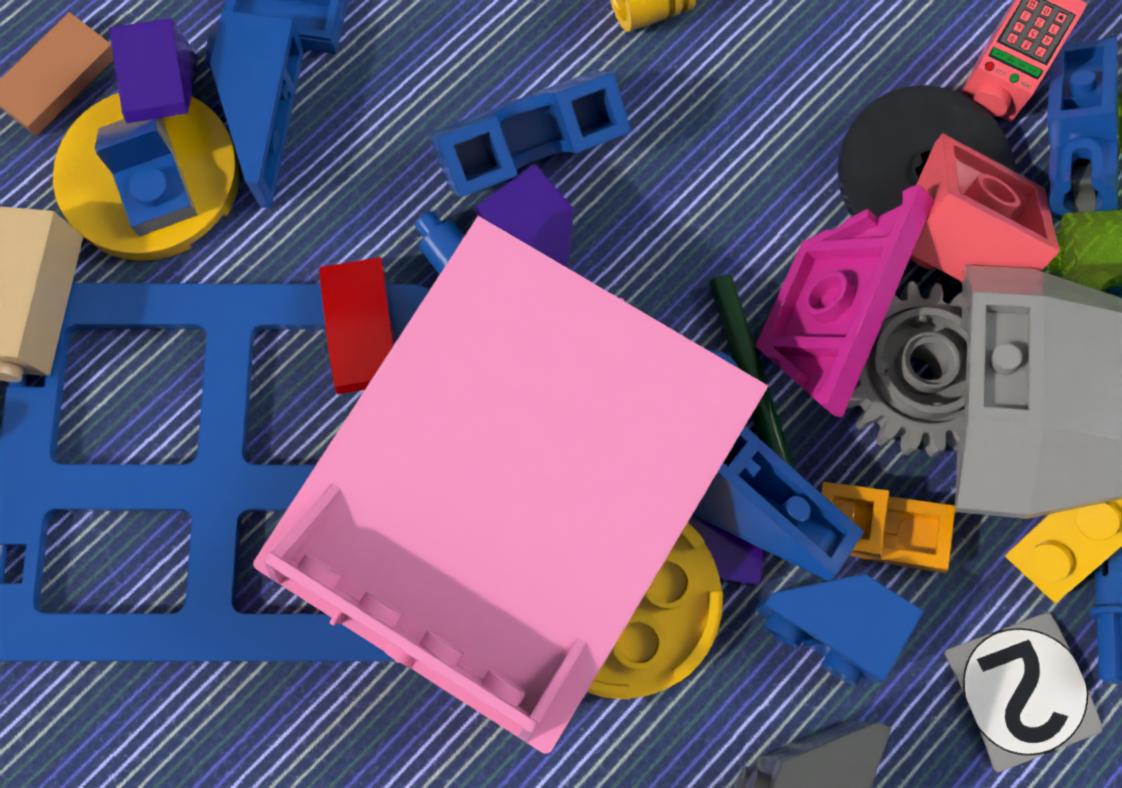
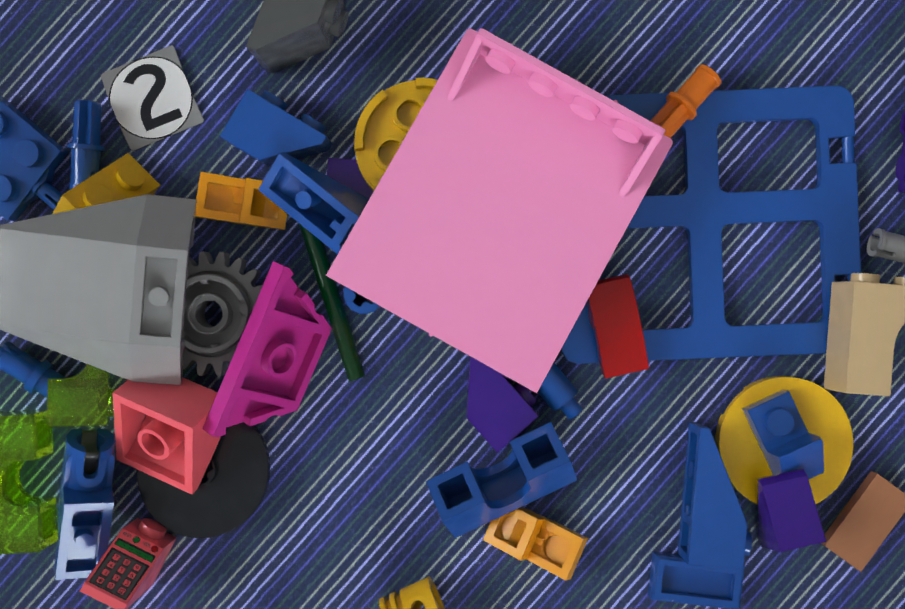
camera: 175 degrees left, 15 degrees up
(232, 635) = (684, 102): none -> orange axle
(483, 68) = (538, 540): none -> light orange slope

